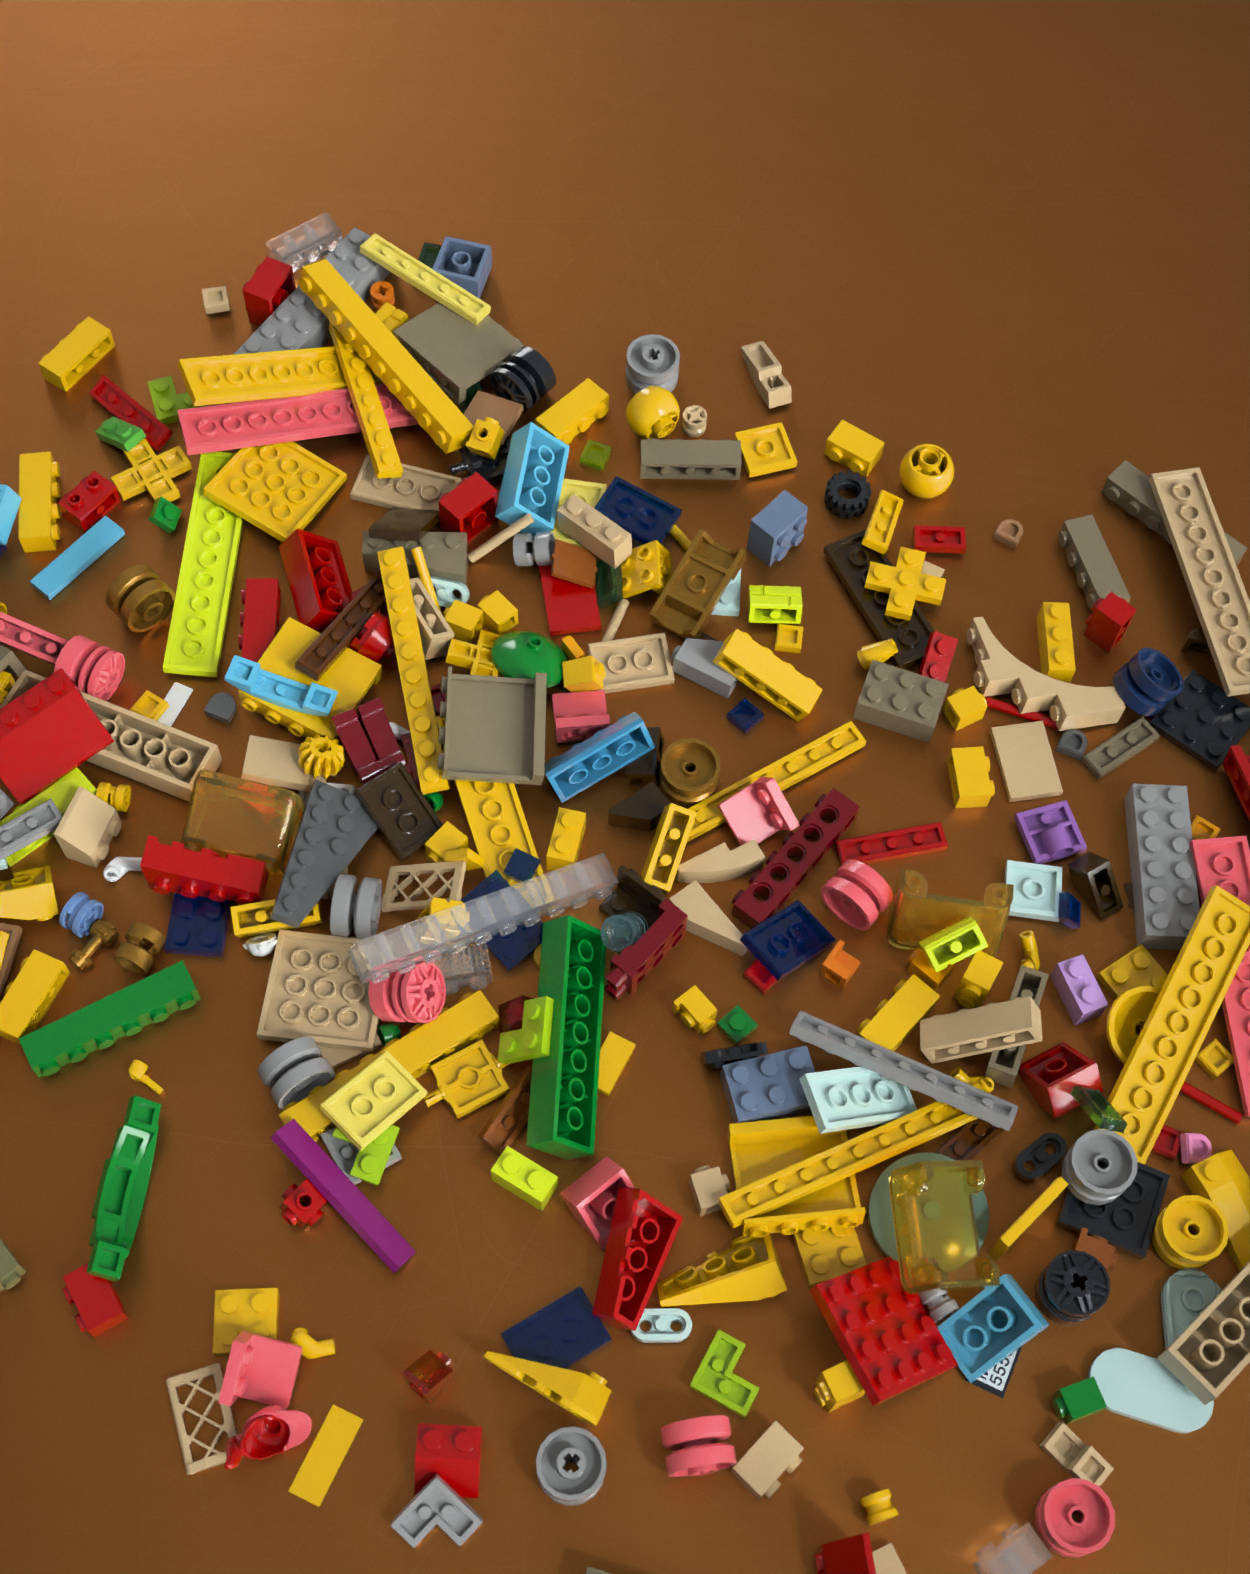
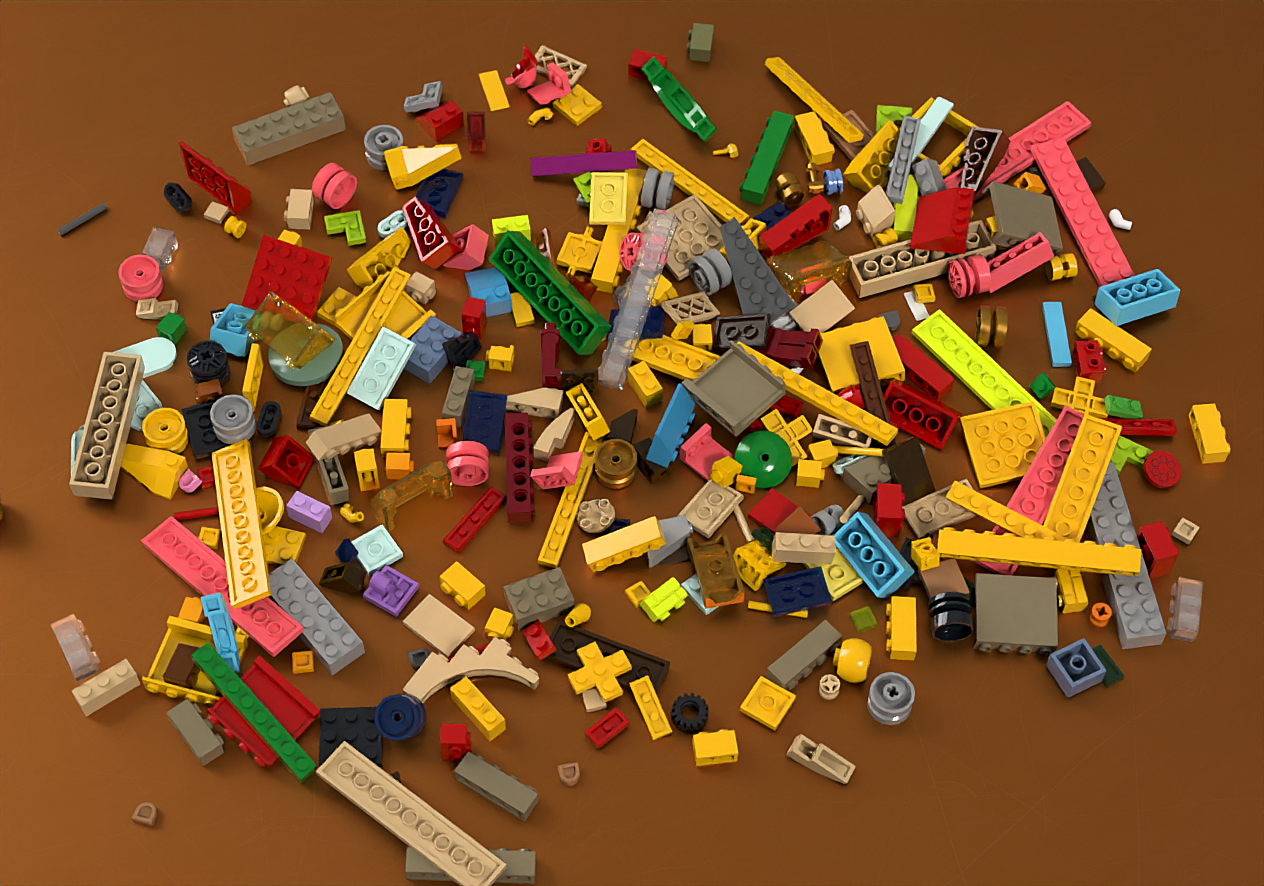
camera: 140 degrees right, 5 degrees down
(161, 359) = (1162, 469): none -> red tile
(241, 1068) = (689, 183): none -> yellow plate
(280, 690) = (863, 330): medium azure slope -> none
(321, 756) = (800, 317): yellow gear -> none
(425, 279) = (1080, 628): light yellow tile -> none
(521, 866) = (651, 349): clear blue tile -> none
(533, 1038) = (566, 272): lime plate -> none
(623, 930) = (569, 356): clear light blue wheel -> none
(630, 1117) = (492, 287): none -> dark azure slope
(687, 1078) = (474, 316): none -> red brick
(759, 743) = (595, 515): none -> tan dish
(777, 528) = (704, 642): sand blue brick -> none
(791, 996) = (458, 394): none -> dark tan brick
(904, 1070) = (368, 392): light grey plate -> none
(926, 471) = (654, 777): yellow wheel -> none
(953, 944) = (392, 462): neon yellow brick -> none
(1099, 1109) = (252, 443): clear green tile -> none
(1120, 748) = (389, 676): dark tan tile -> none

